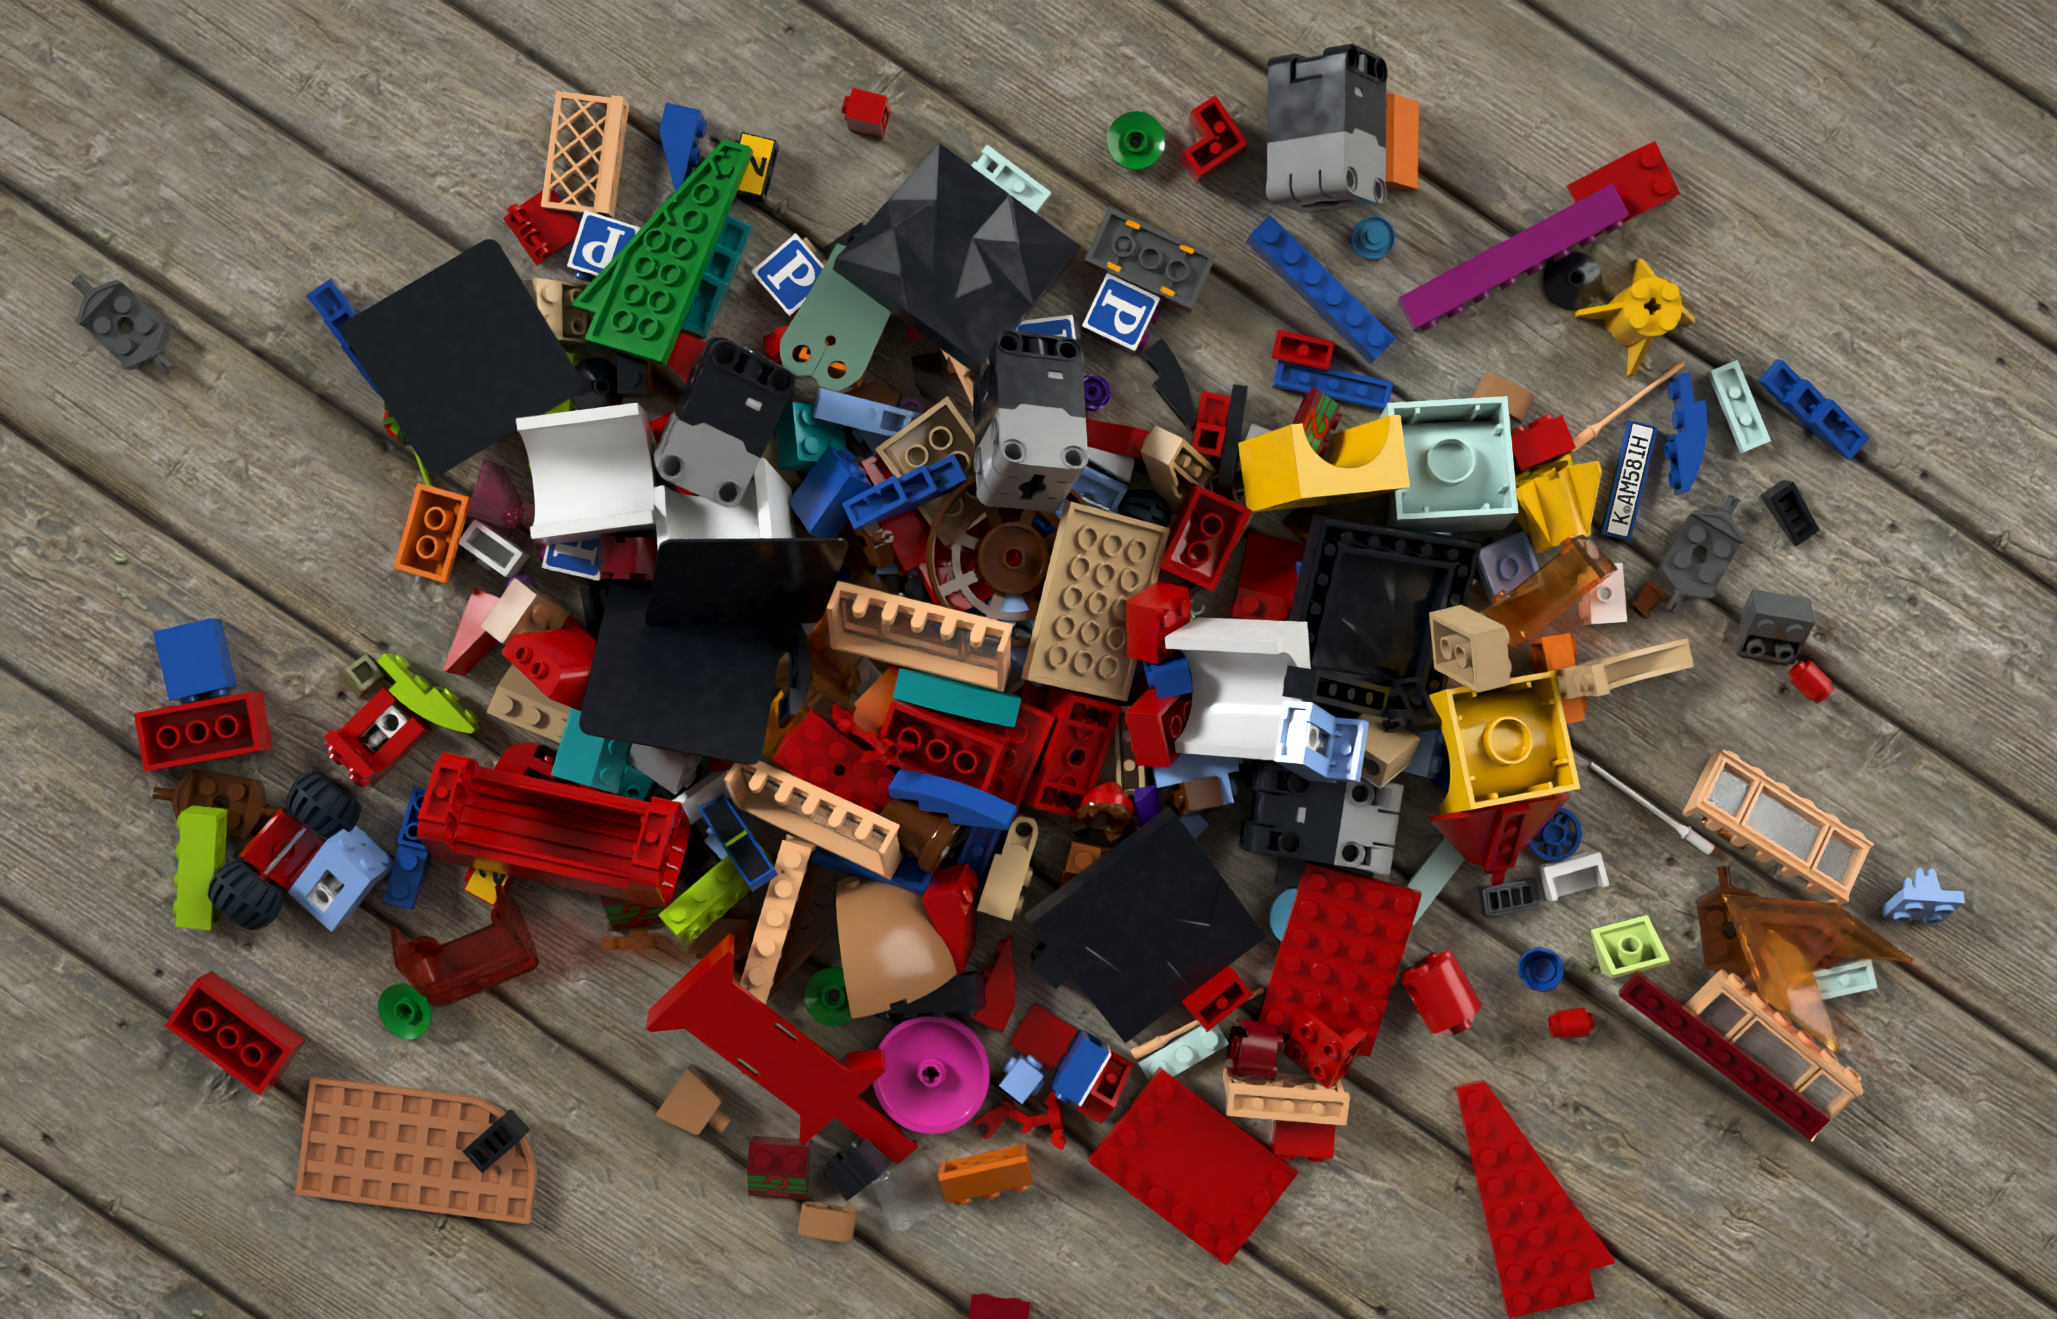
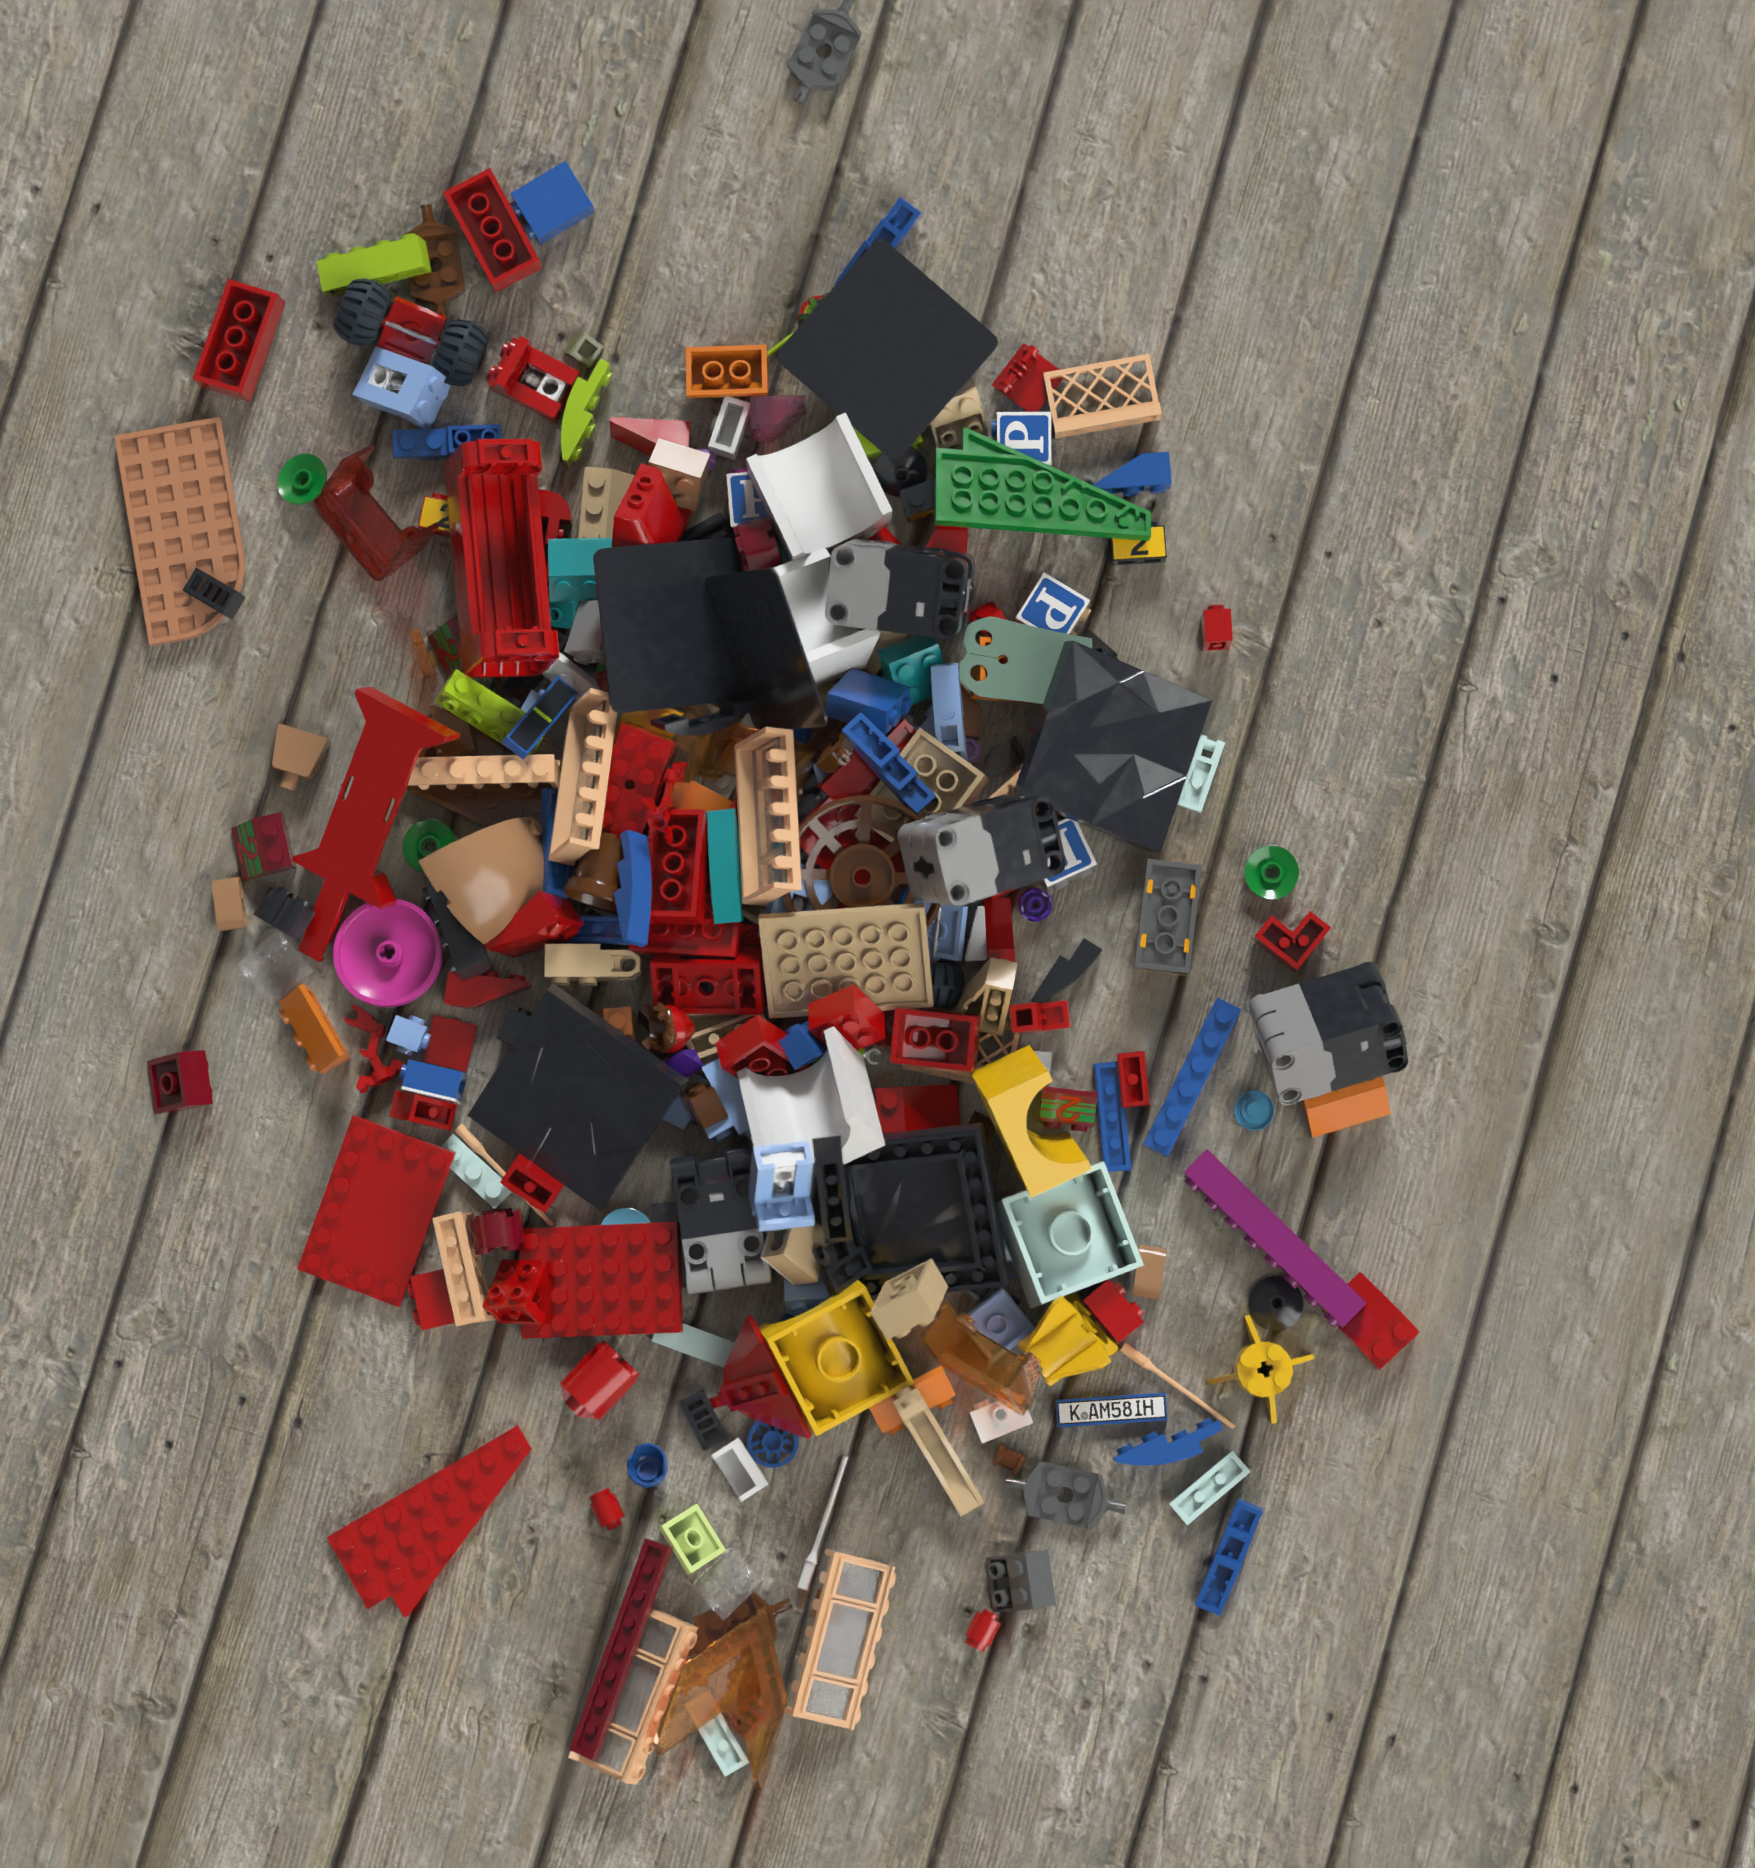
camera: 80 degrees right, 5 degrees down
(718, 275) = (1033, 545): teal slope -> none
(1121, 315) = (1112, 909): piece -> none
(1231, 440) = (1036, 1040): black beam -> none
(1685, 925) = (727, 1583): none -> clear hinge
(1775, 506) = (1144, 1547): black slope -> none
(1922, 901) = (814, 1790): light blue plate -> none

